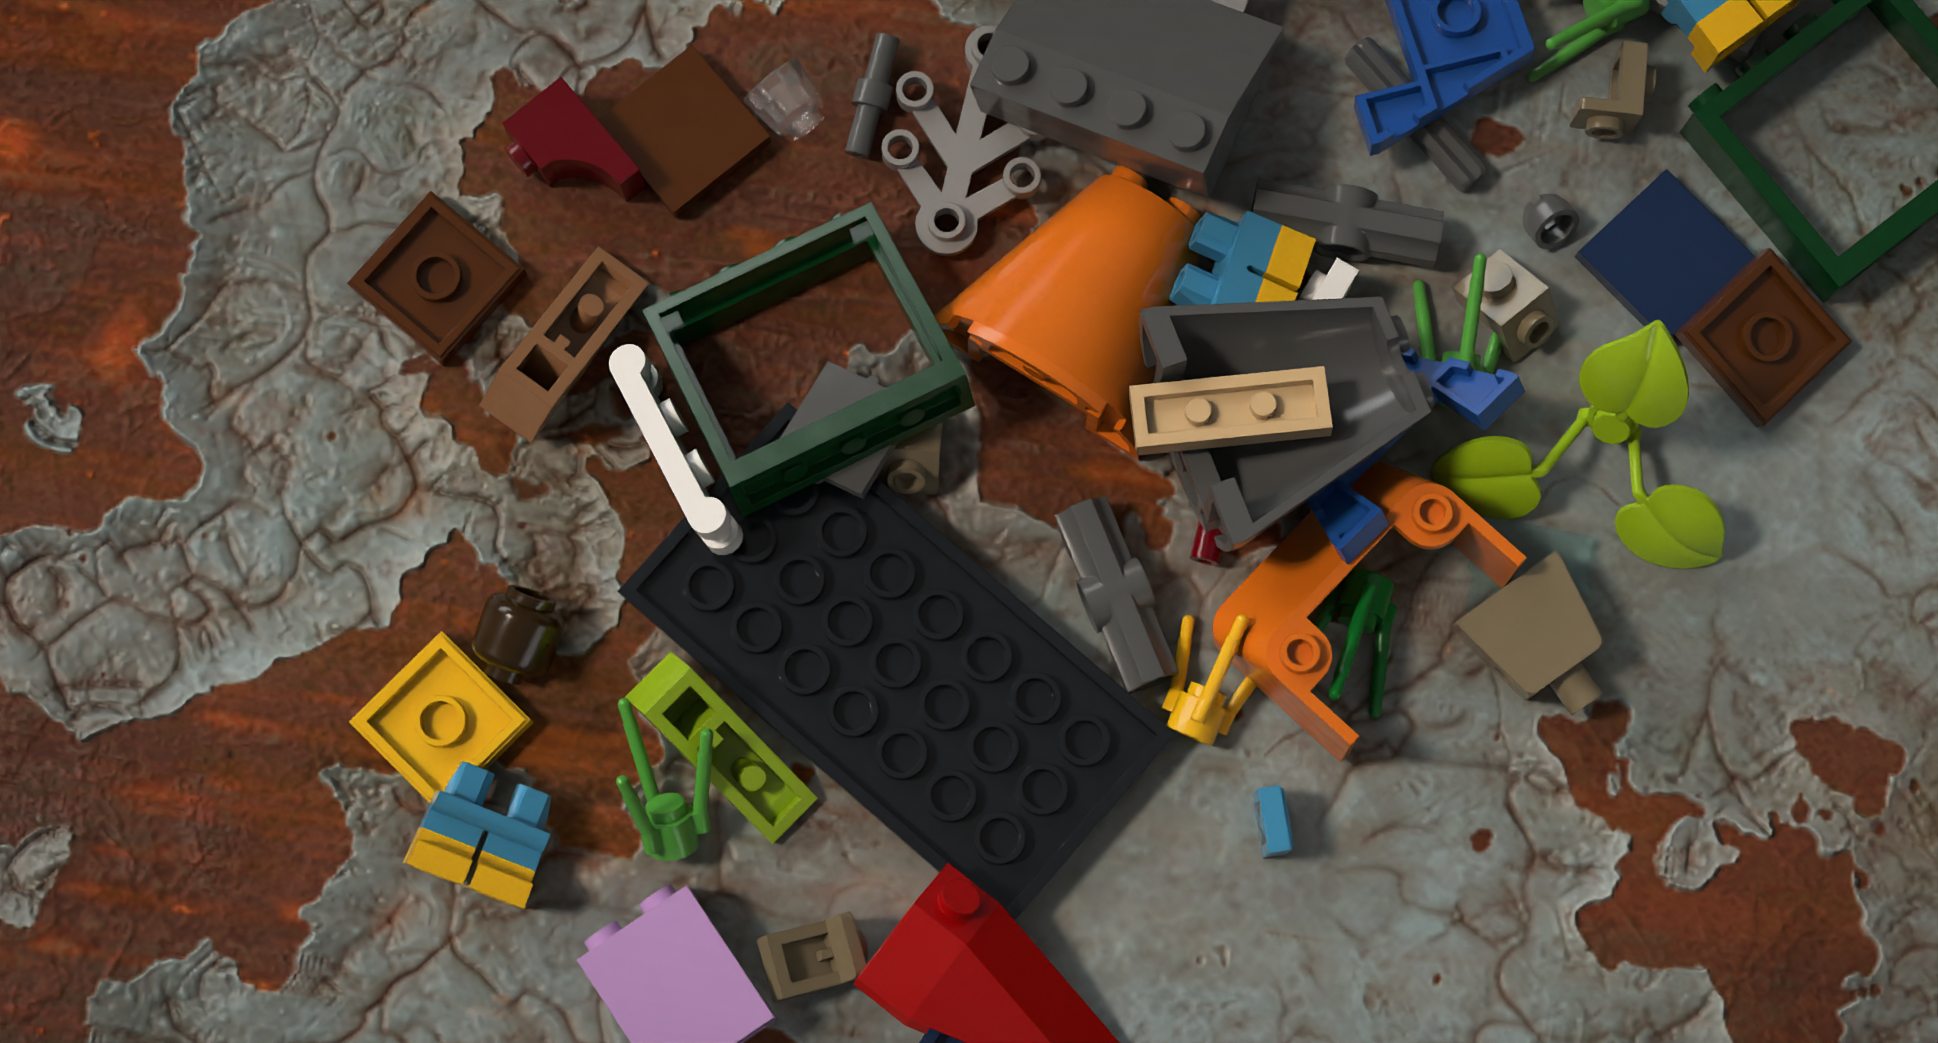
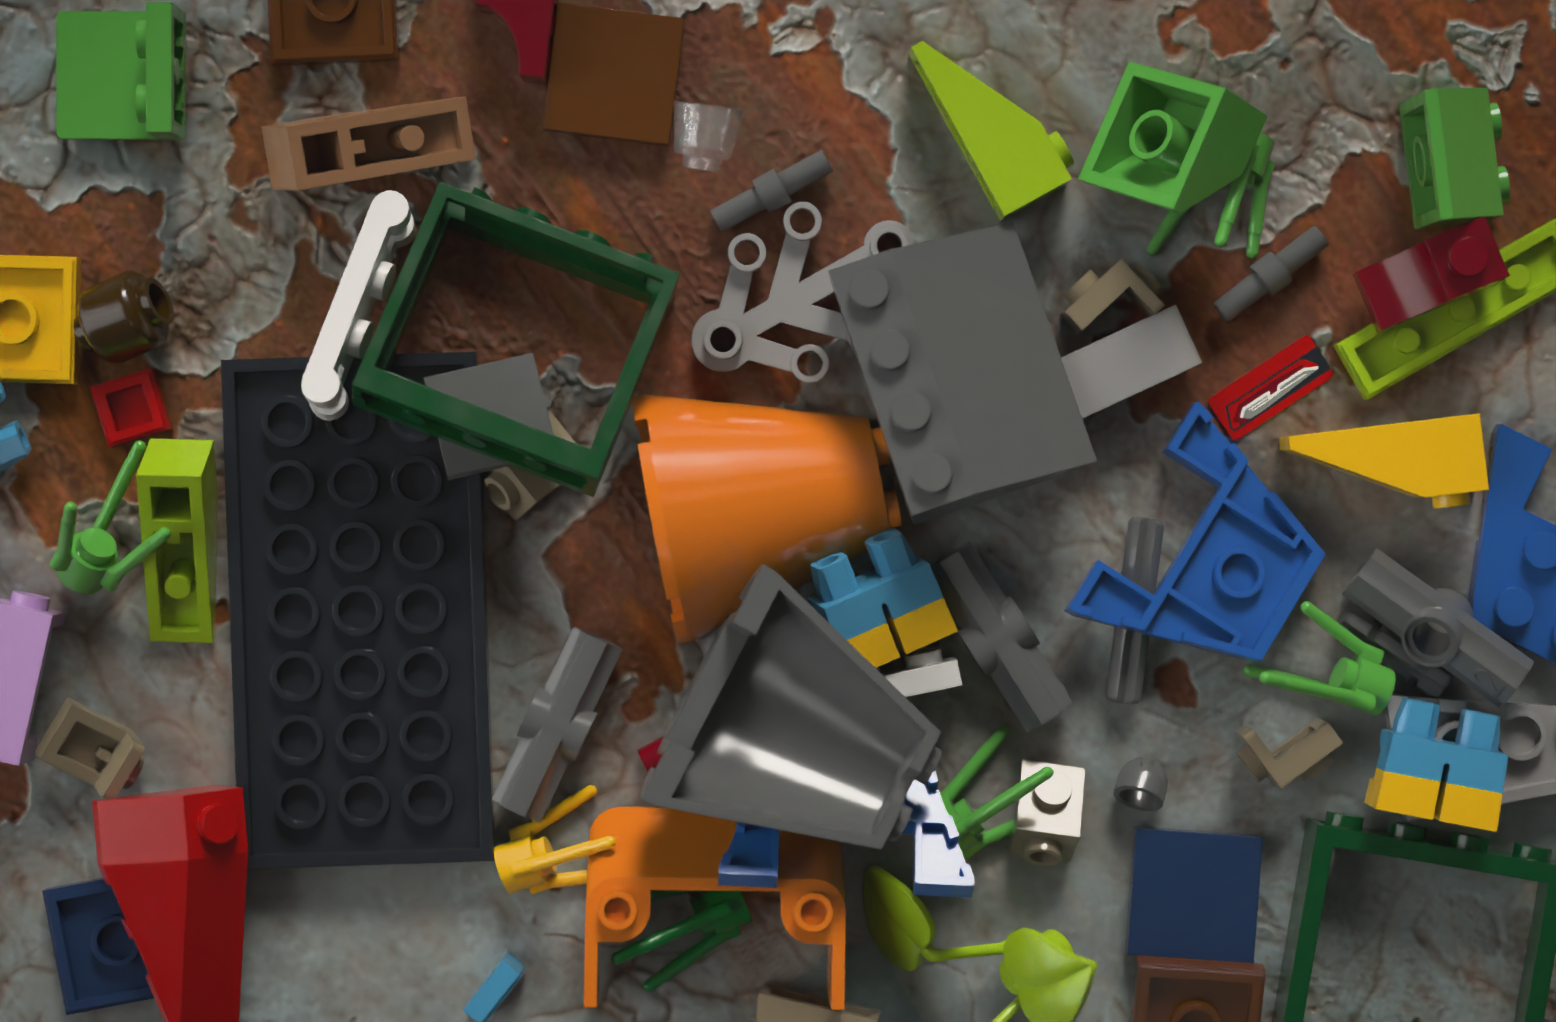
camera: 45 degrees right, 10 degrees up
(344, 474) = (121, 74): none -> bright green bracket
(588, 696) = (131, 407): none -> red tile
(1230, 410) = (753, 696): tan plate -> none

